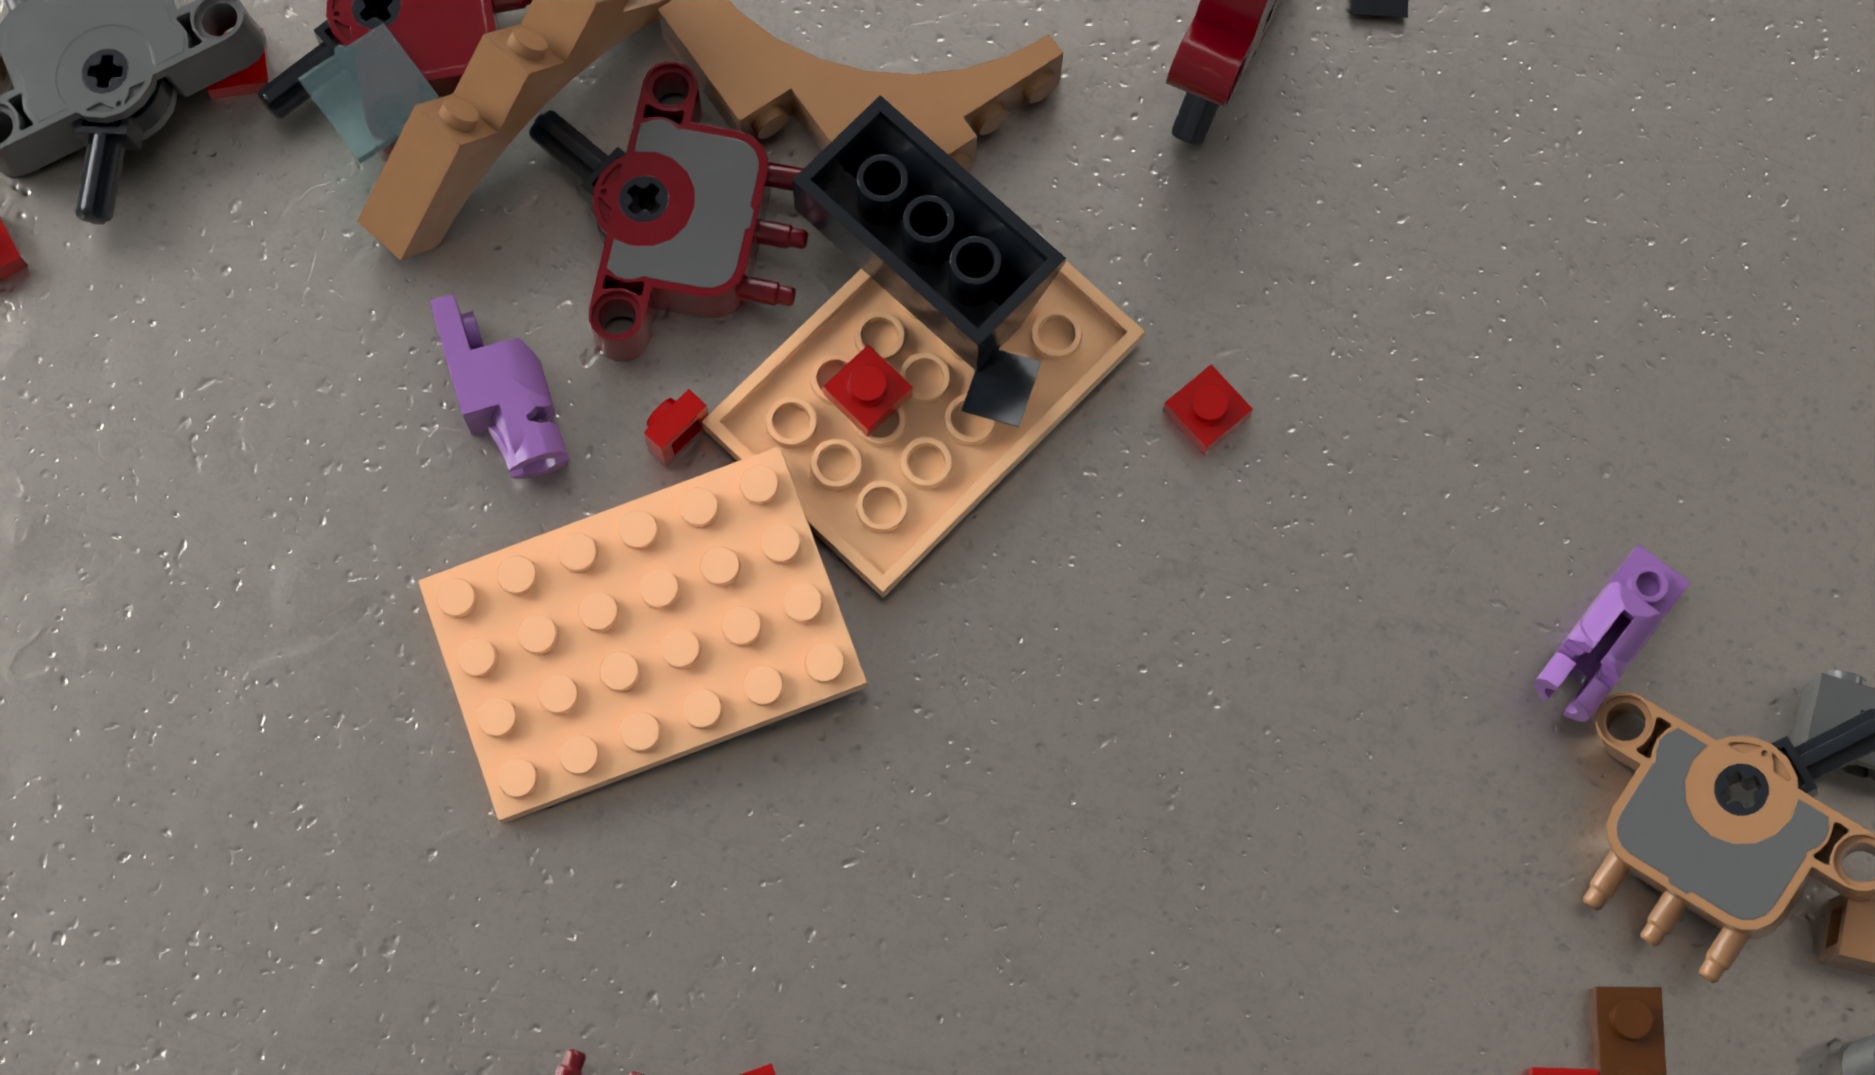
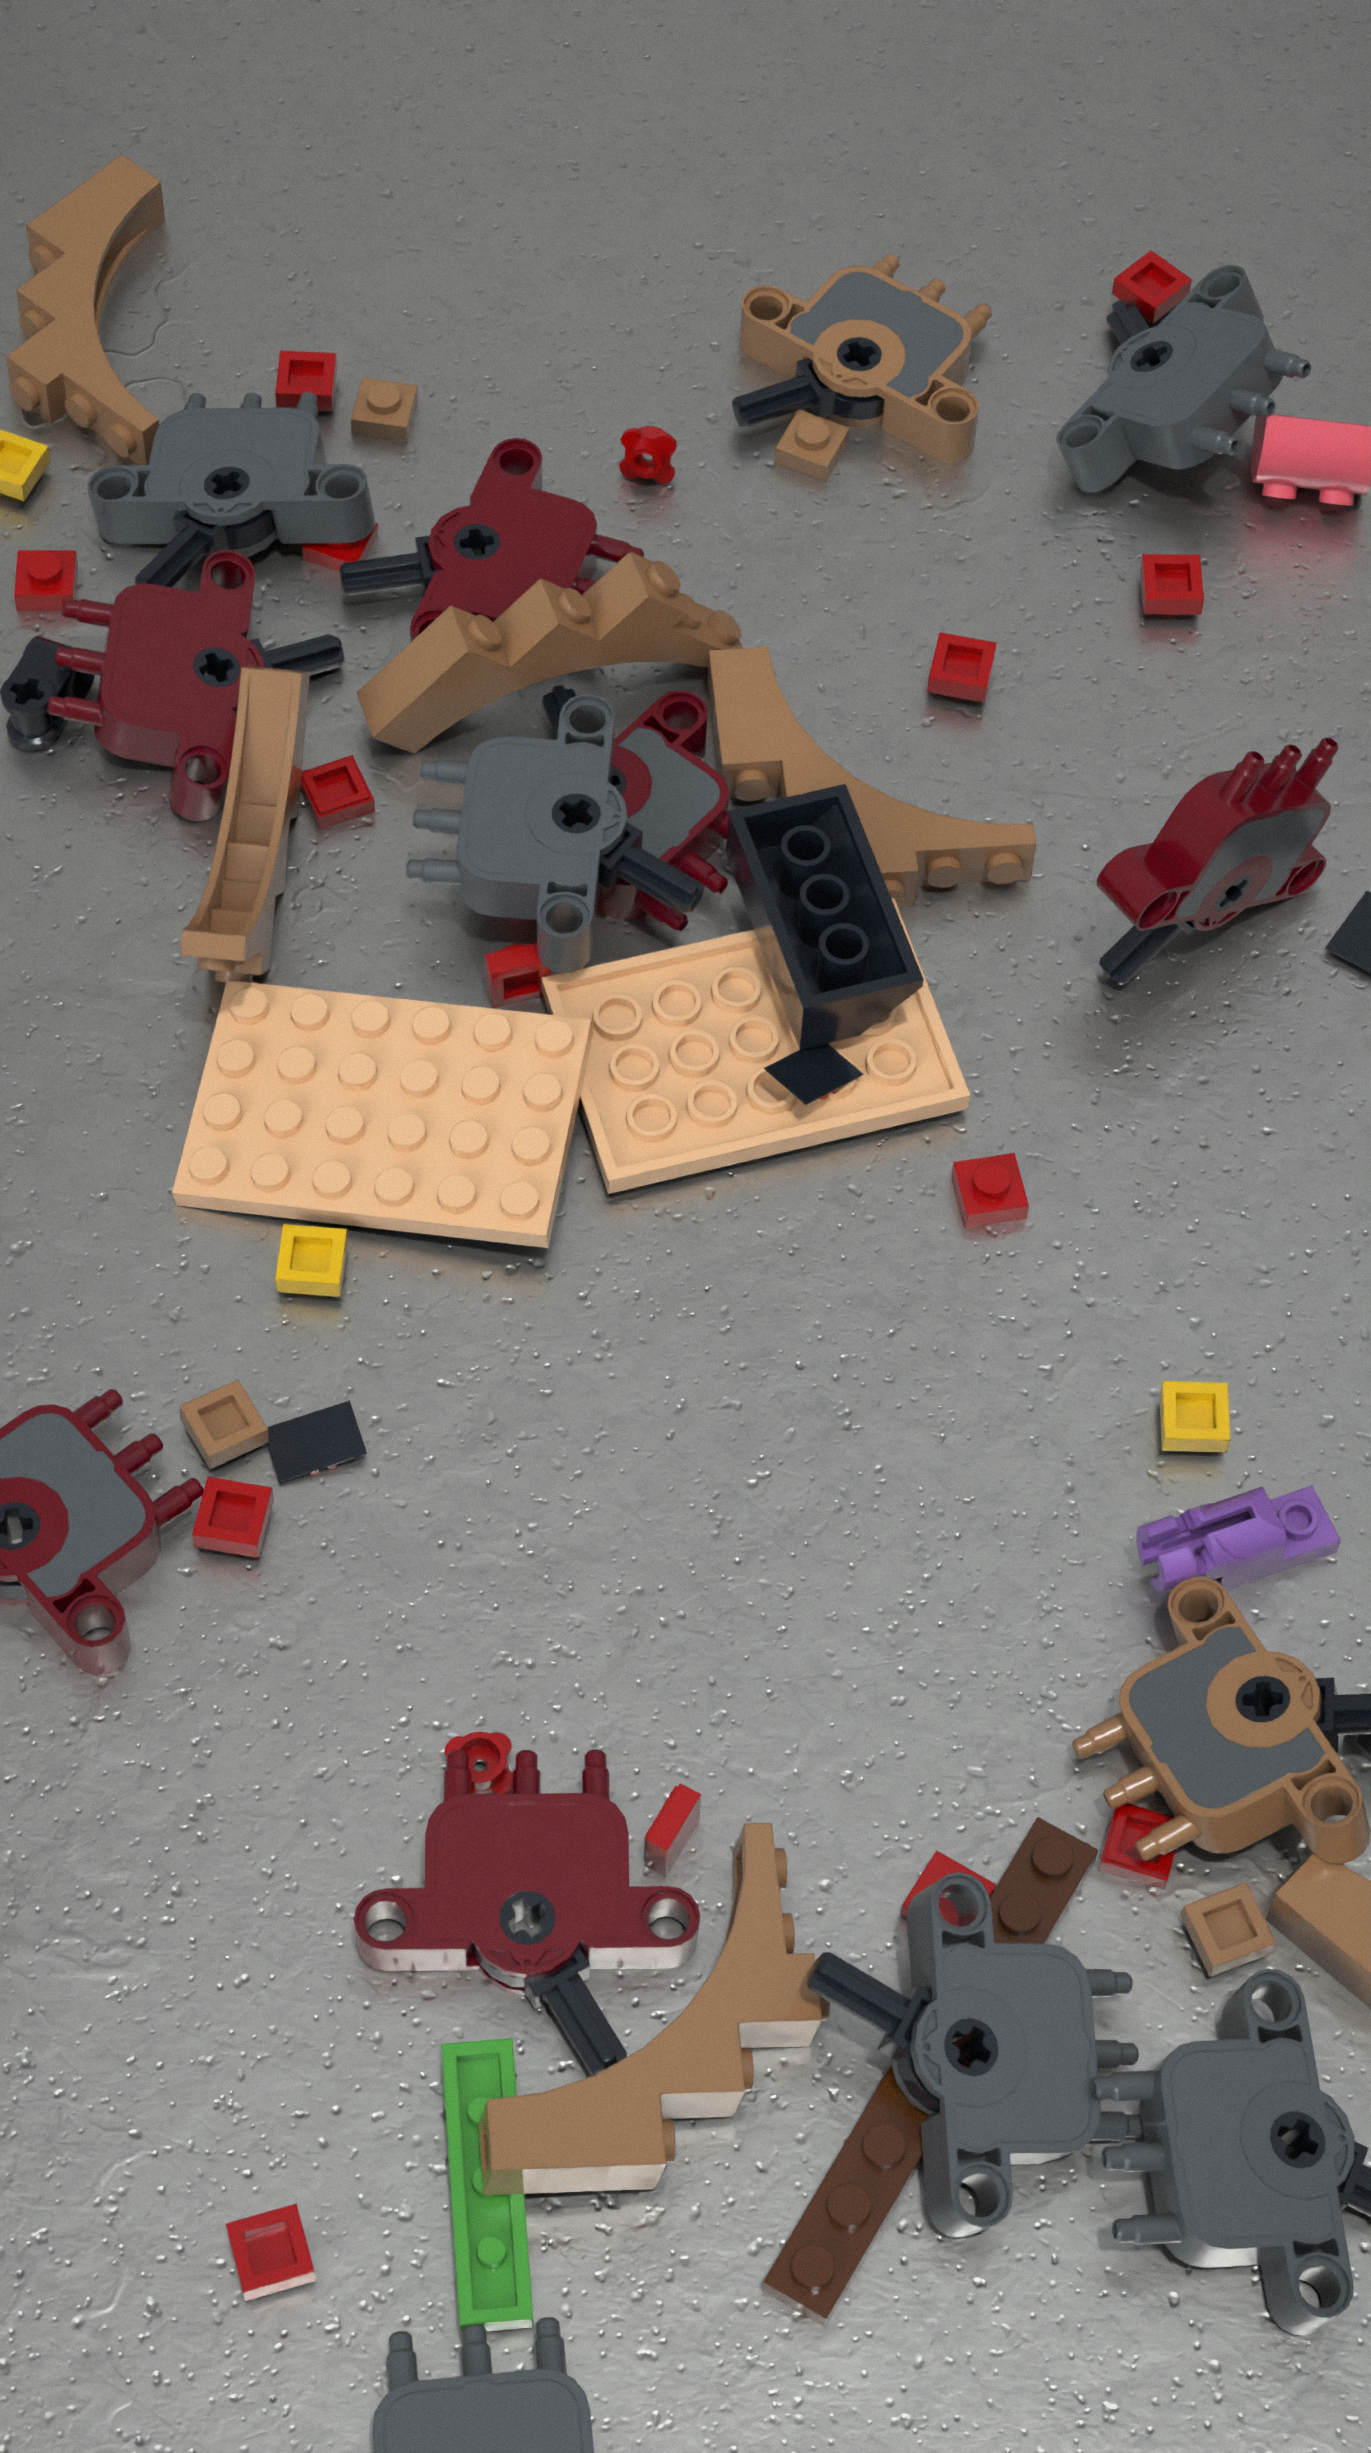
camera: 30 degrees right, 15 degrees down
(58, 372) = (28, 694): none -> black piece
(152, 299) = (176, 675): none -> dark red piece
(356, 425) = (250, 857): none -> medium nougat arch
(368, 91) = (421, 589): clear light blue piece -> none
(393, 327) = (336, 792): none -> red tile
(501, 392) = (377, 878): medium lavender plate -> none
(598, 293) = (545, 833): none -> piece
(665, 816) = (311, 1260): none -> yellow plate
(687, 1021) = (224, 1424): none -> medium nougat plate
(773, 987) = (315, 1441): none -> black piece
(867, 390) = (696, 1019): red plate -> none
(1506, 534) = (1194, 1416): none -> yellow plate
(1681, 956) = (1120, 1853): none -> red tile
(1805, 997) = (1228, 1929): none -> medium nougat plate

